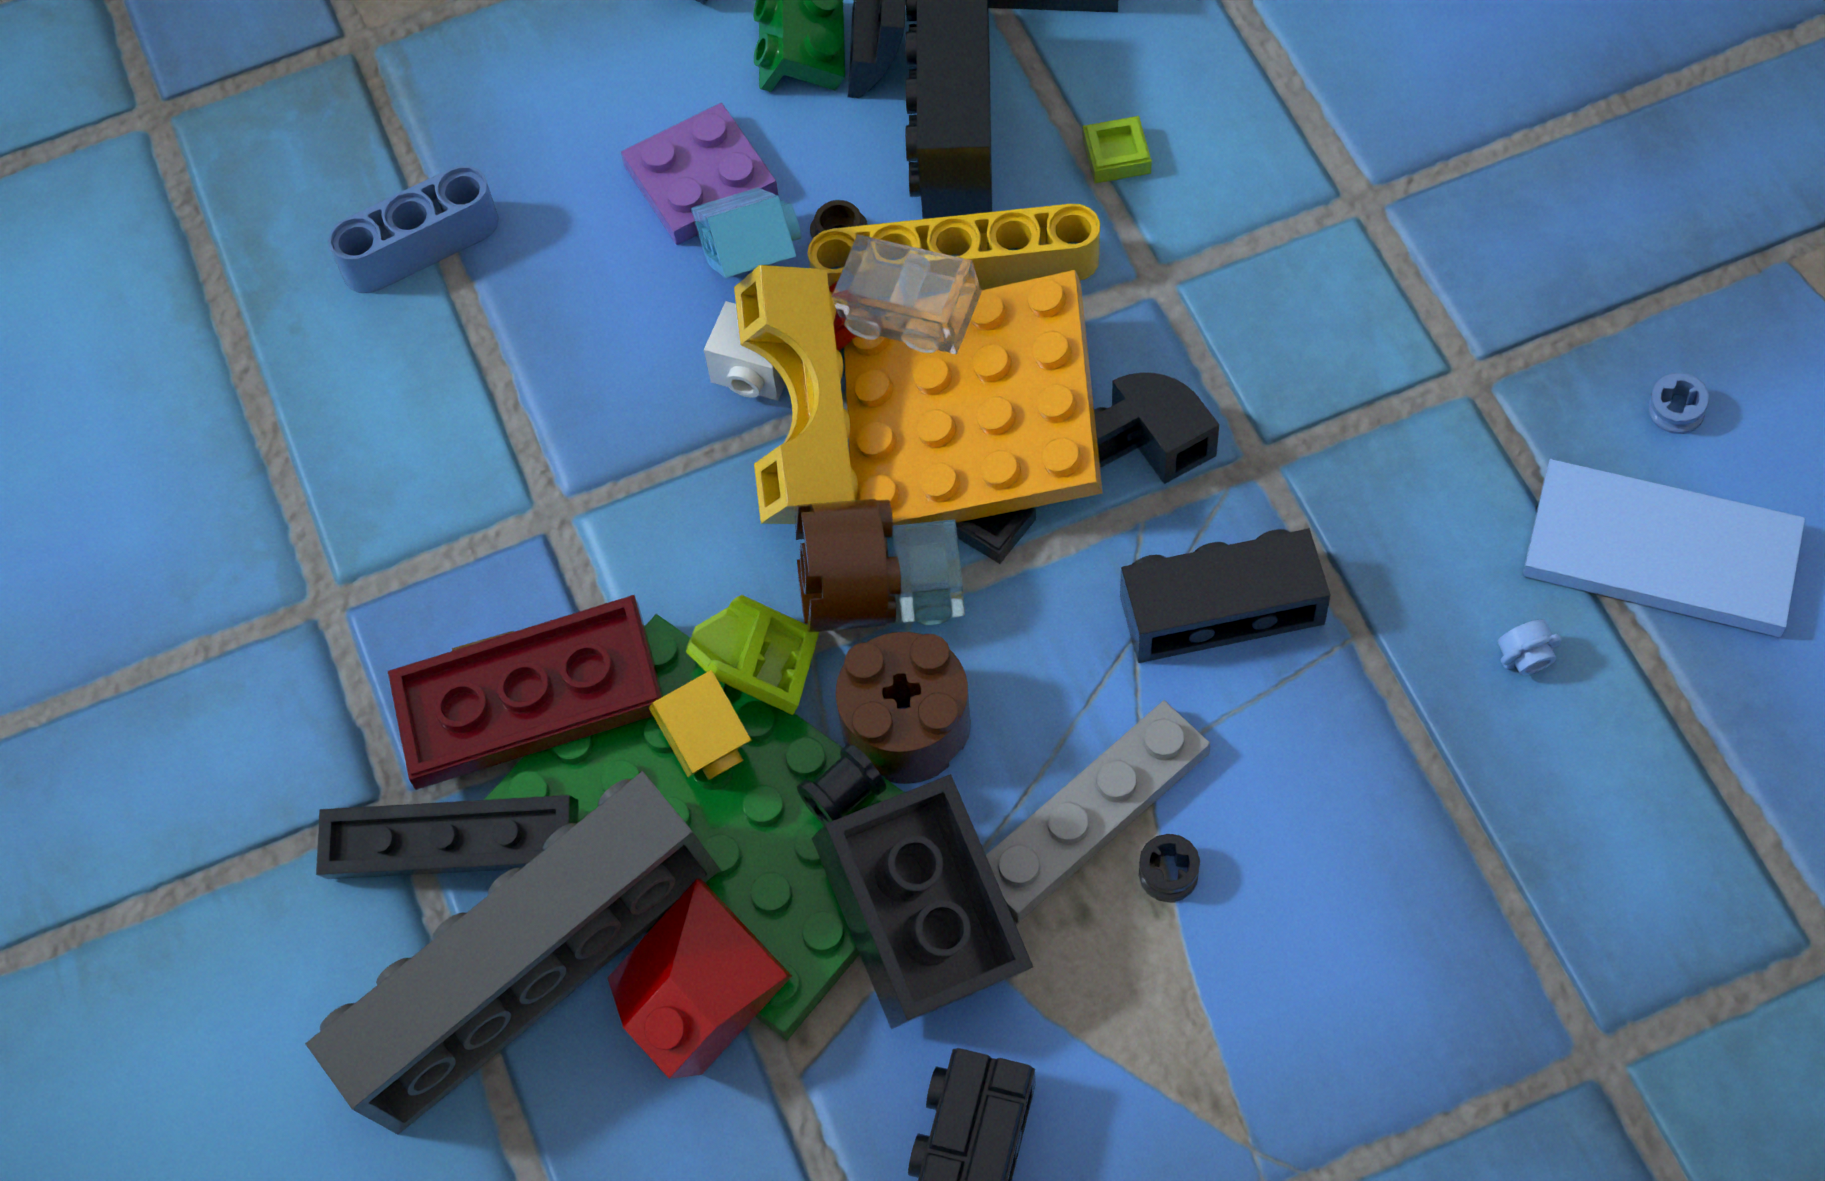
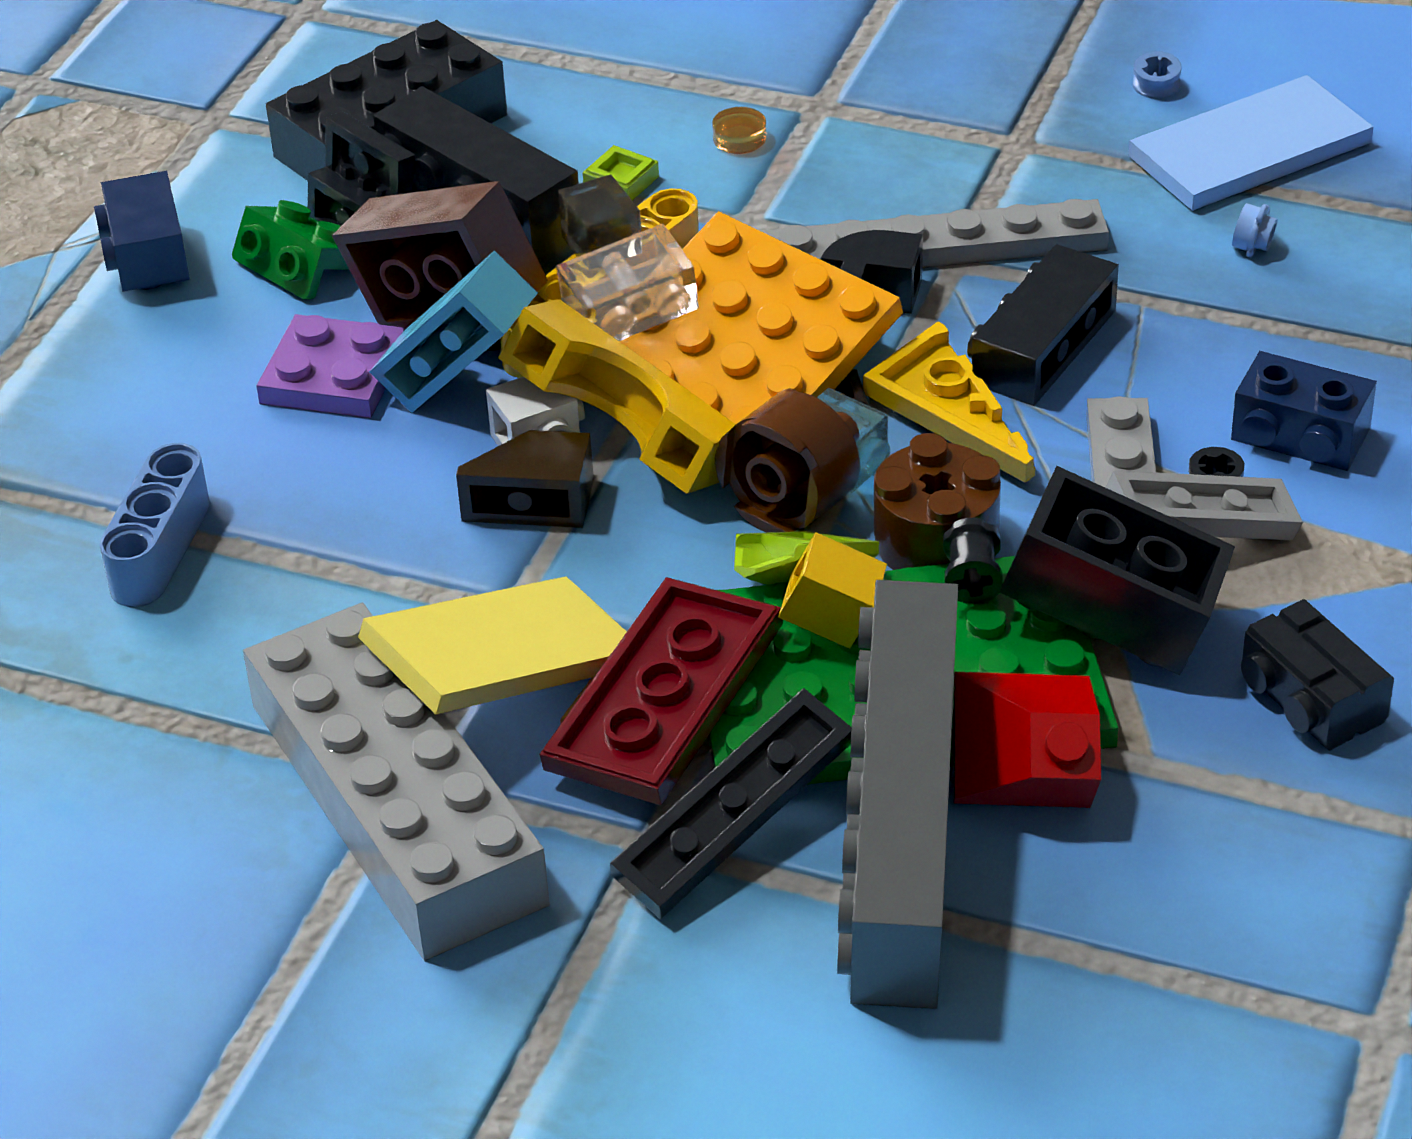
camera: 50 degrees left, 20 degrees down
(289, 602) = (397, 785): none -> light grey brick
(458, 551) = (494, 643): none -> light yellow tile
(685, 411) = (529, 481): none -> dark brown slope
(821, 147) = (424, 242): none -> reddish brown brick
(967, 209) = (596, 215): none -> clear smoke brick
(1064, 589) = (944, 396): none -> yellow wing
(1091, 897) = (1215, 503): none -> light grey plate
(1259, 177) = (739, 130): none -> clear orange tile
(1278, 432) = (974, 235): none -> light grey plate
(1306, 875) = (1303, 410): none -> dark blue brick

